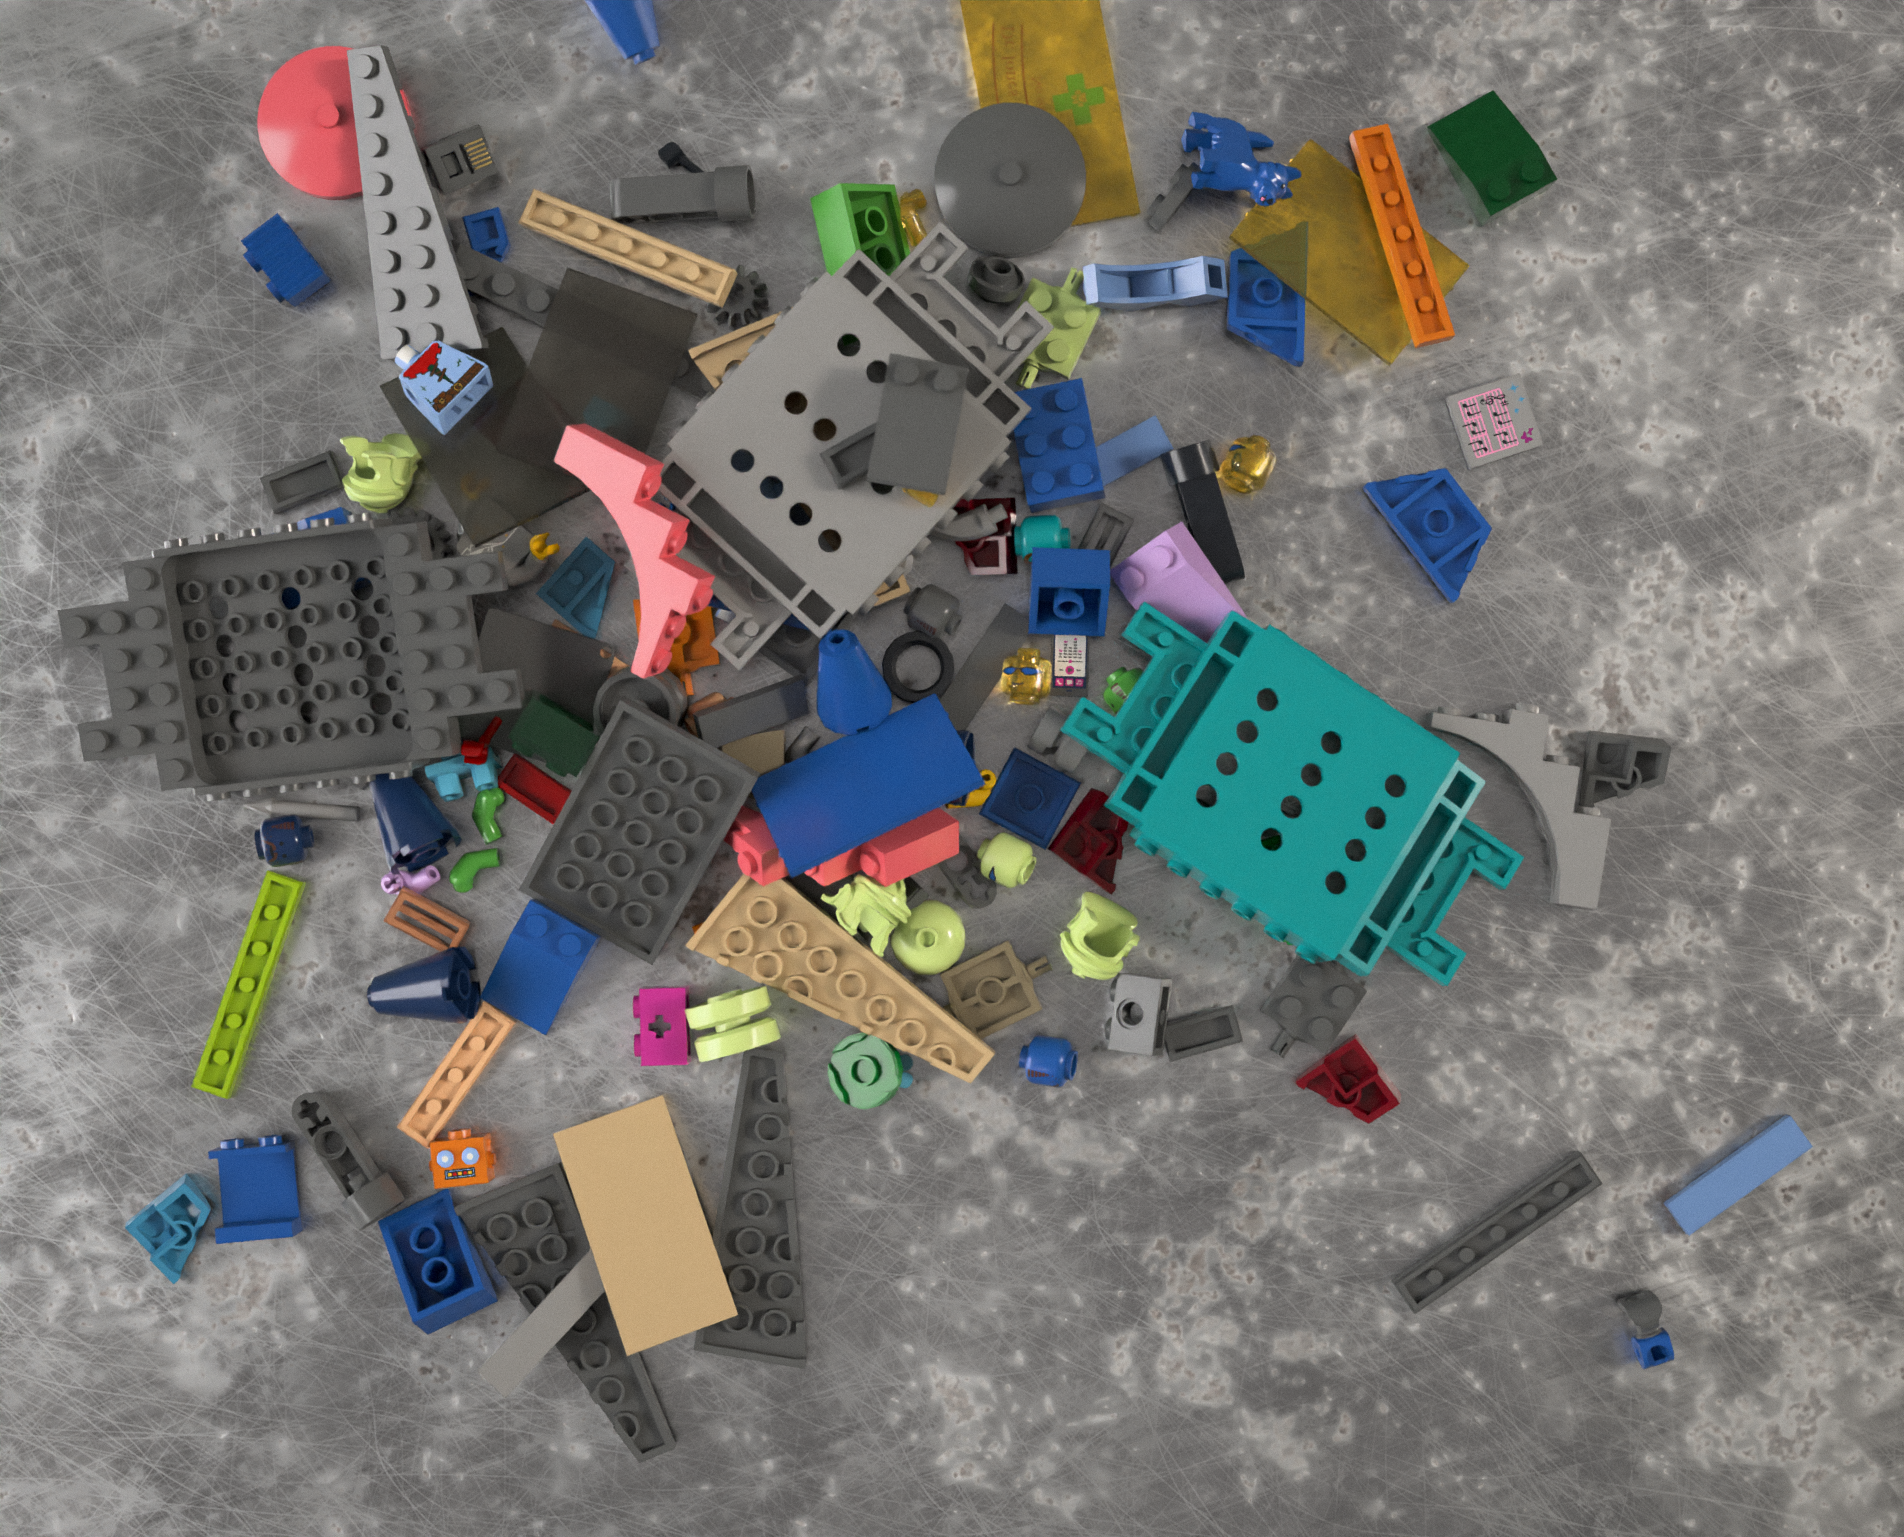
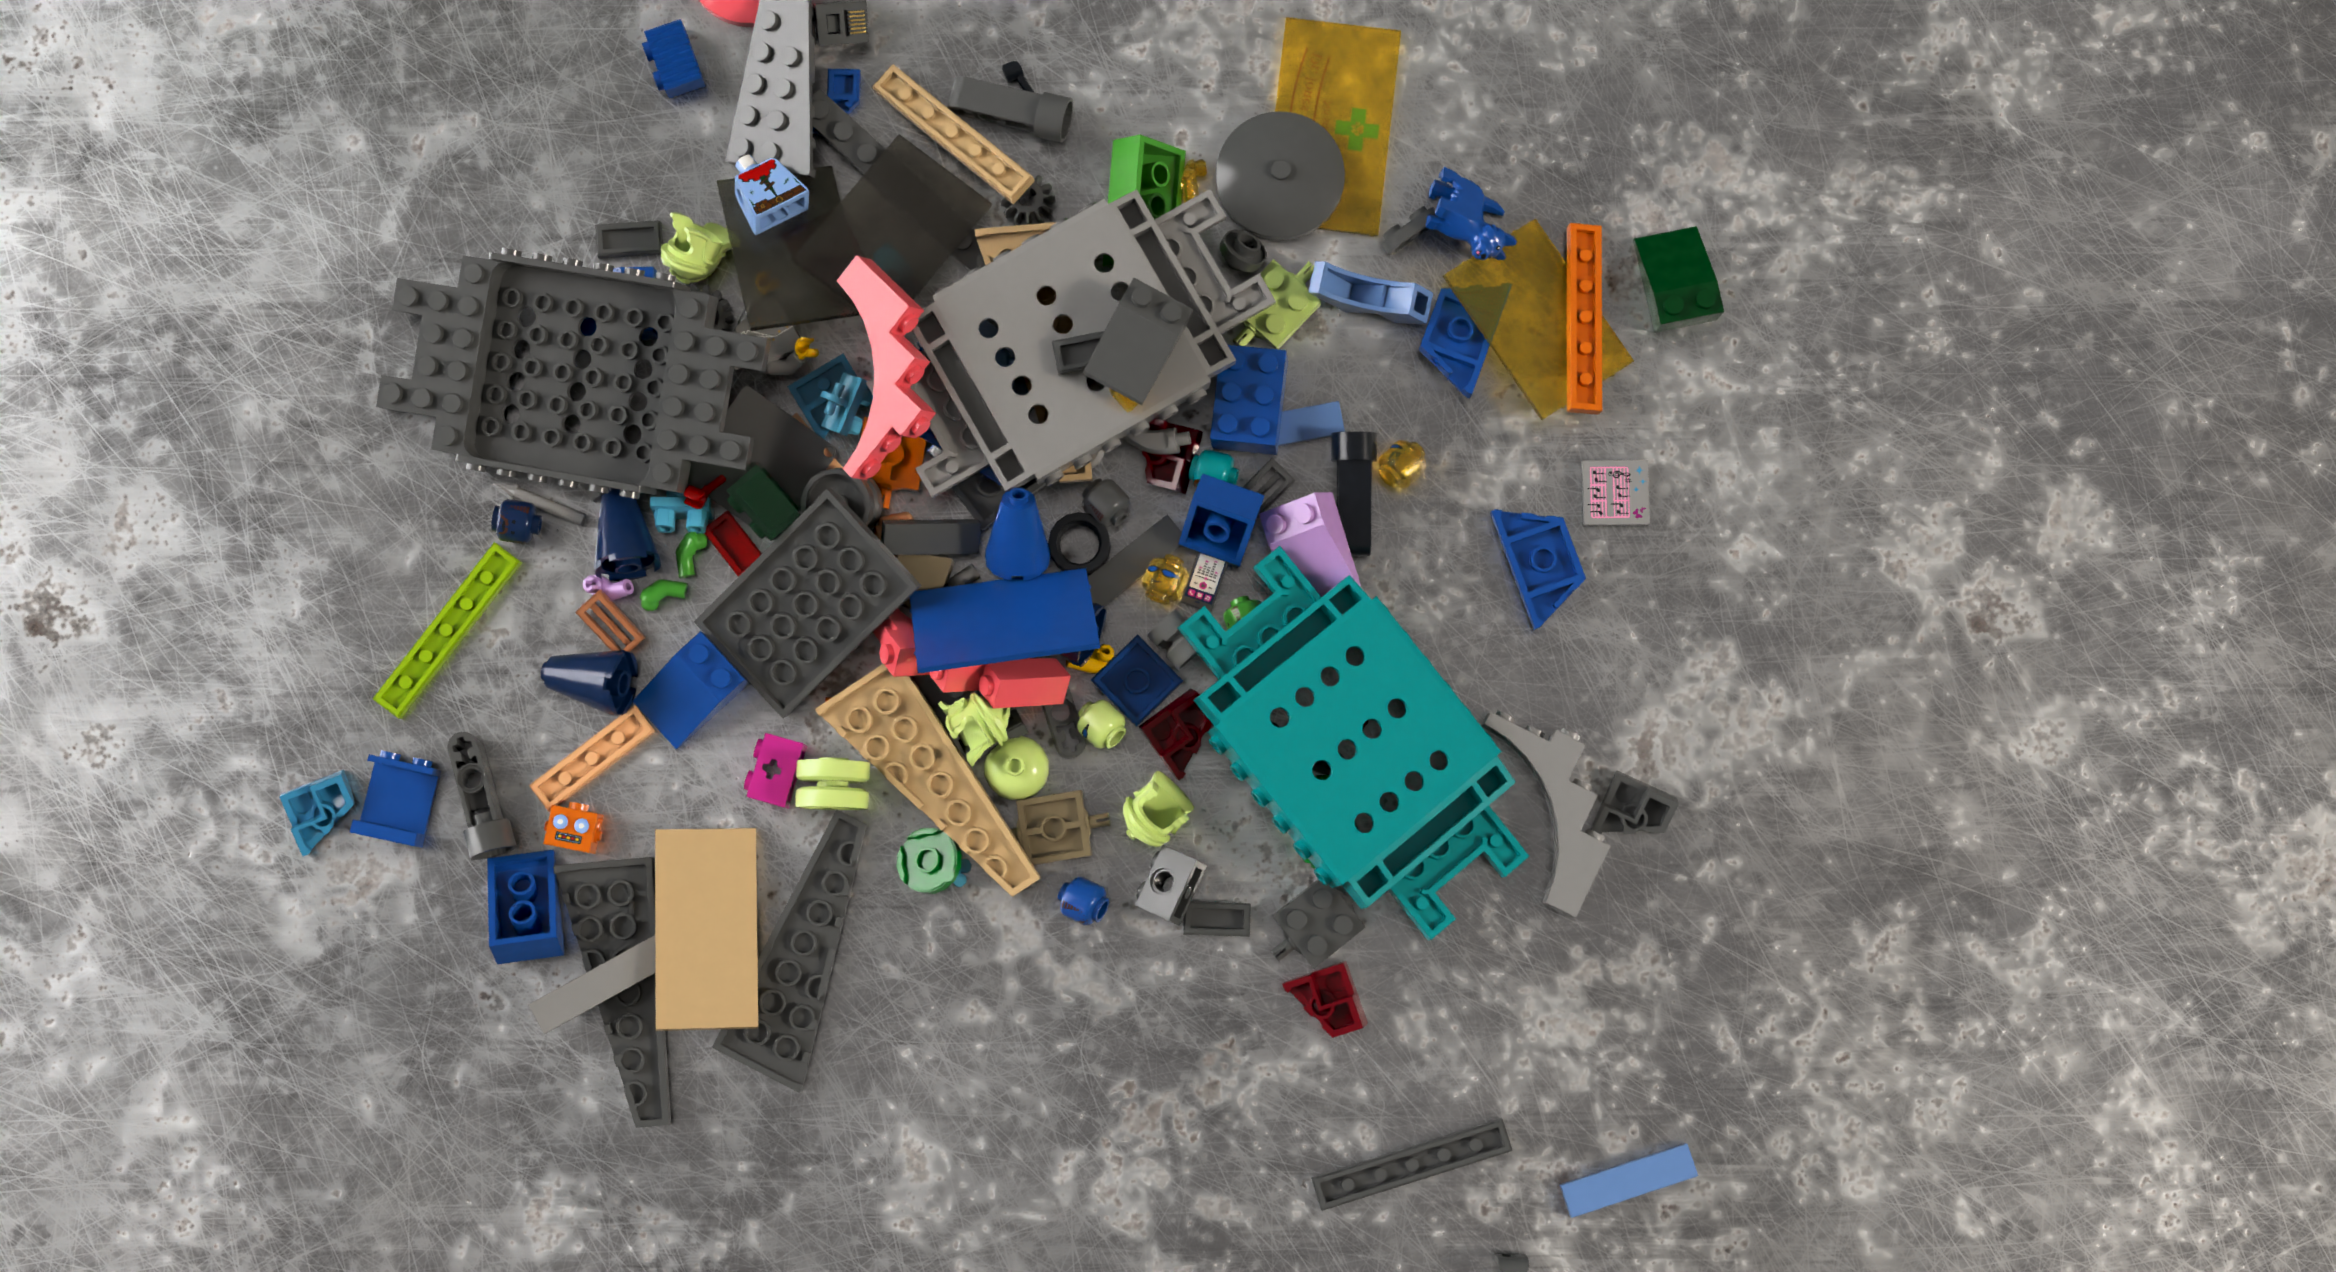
camera: 20 degrees right, 5 degrees down
(606, 594) = (844, 404): none -> medium azure hips

